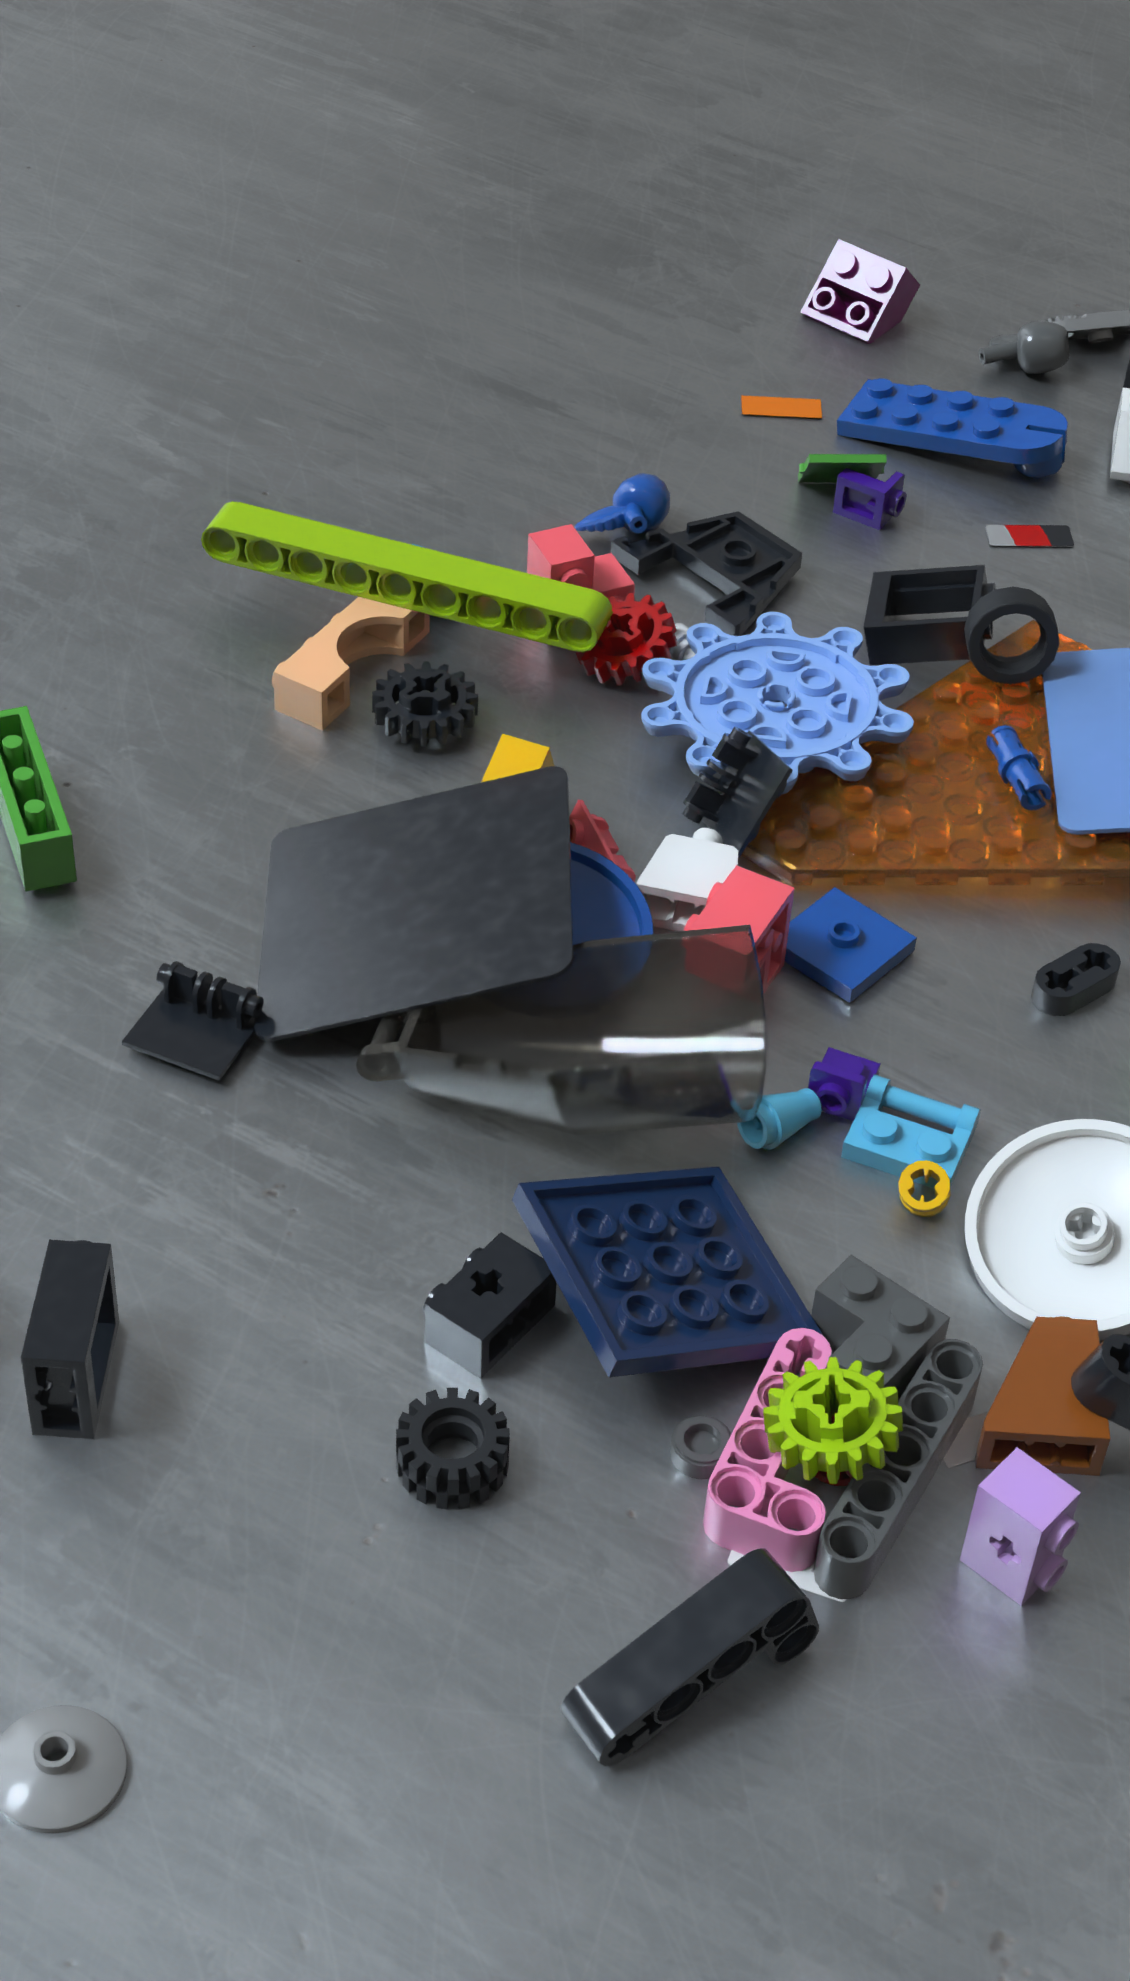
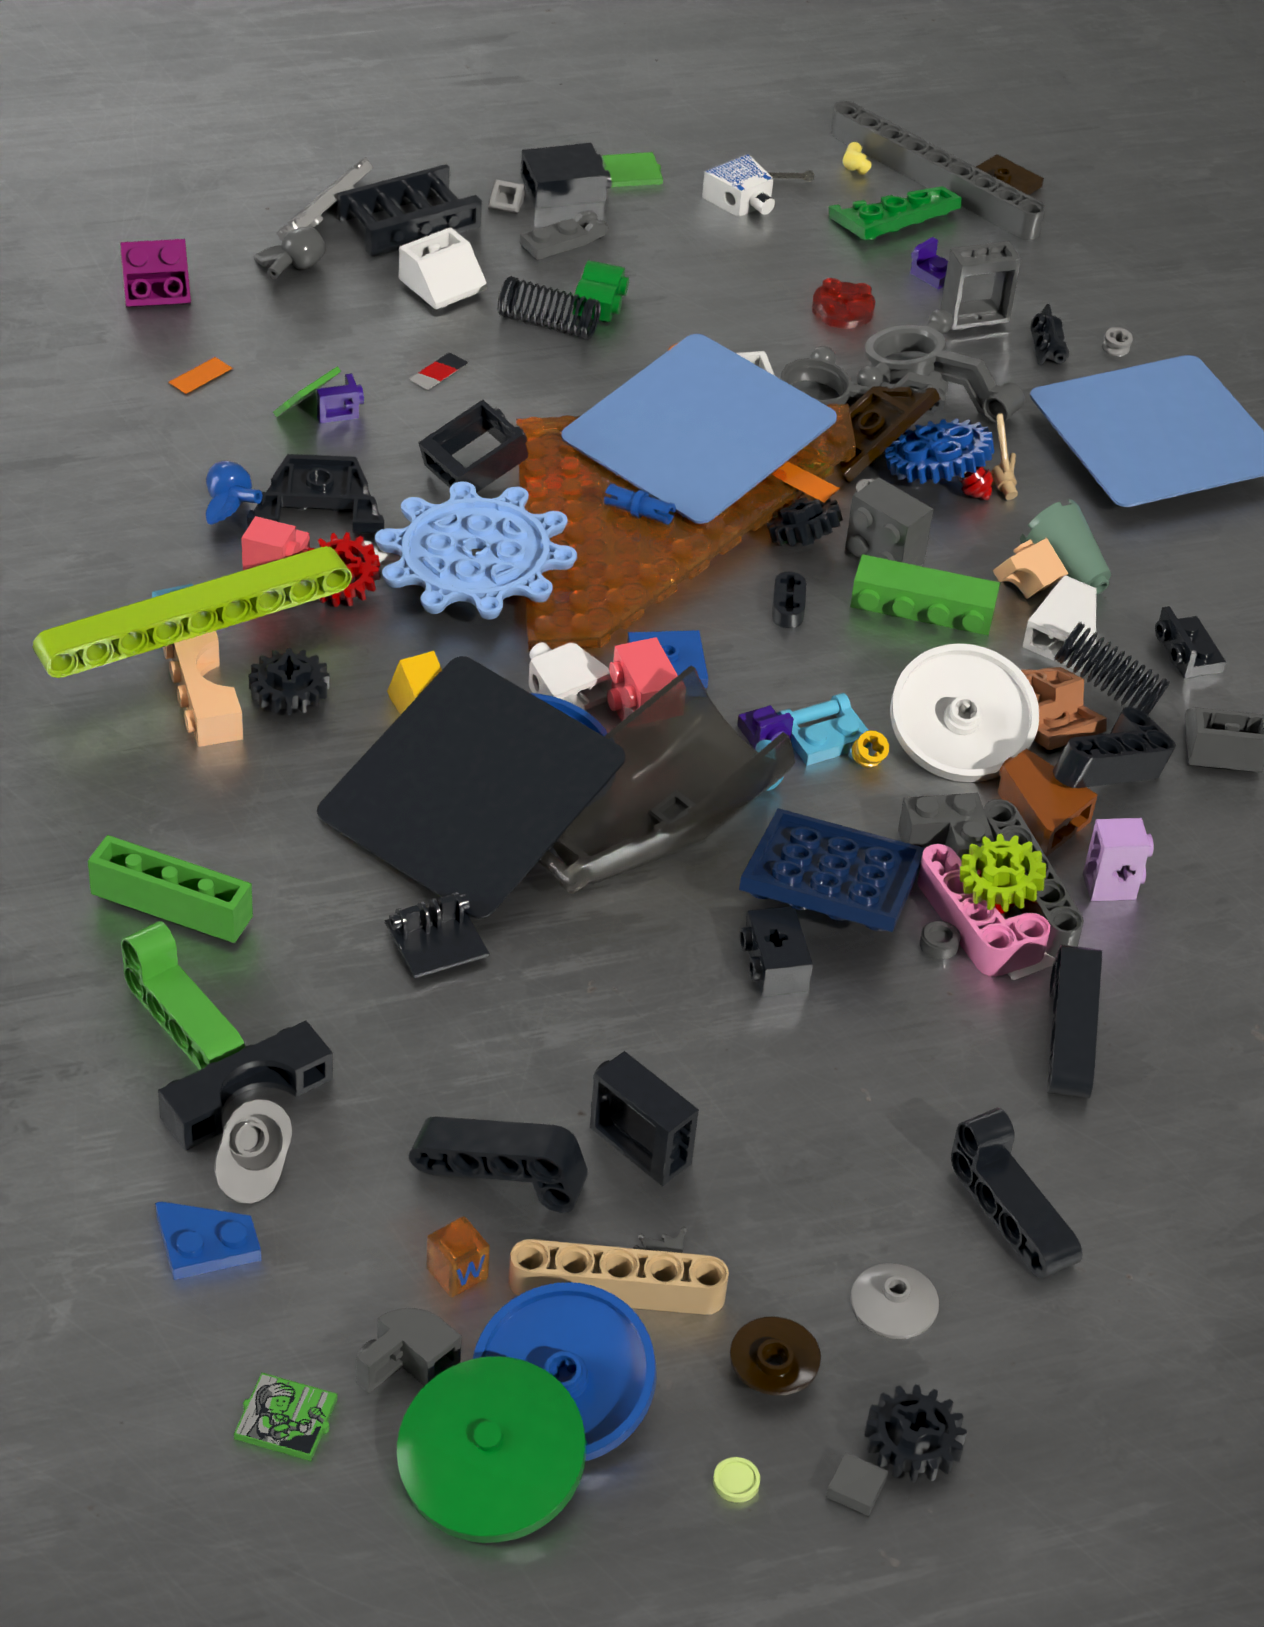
camera: 50 degrees left, 0 degrees up
(324, 1781) = (1009, 1196): none -> black beam
(452, 1477) = (851, 1043): black tyre -> none
(742, 793) = (538, 609): black hinge -> none
(958, 424) = (321, 325): blue plate -> none
(1016, 668) = (535, 427): black tyre -> none

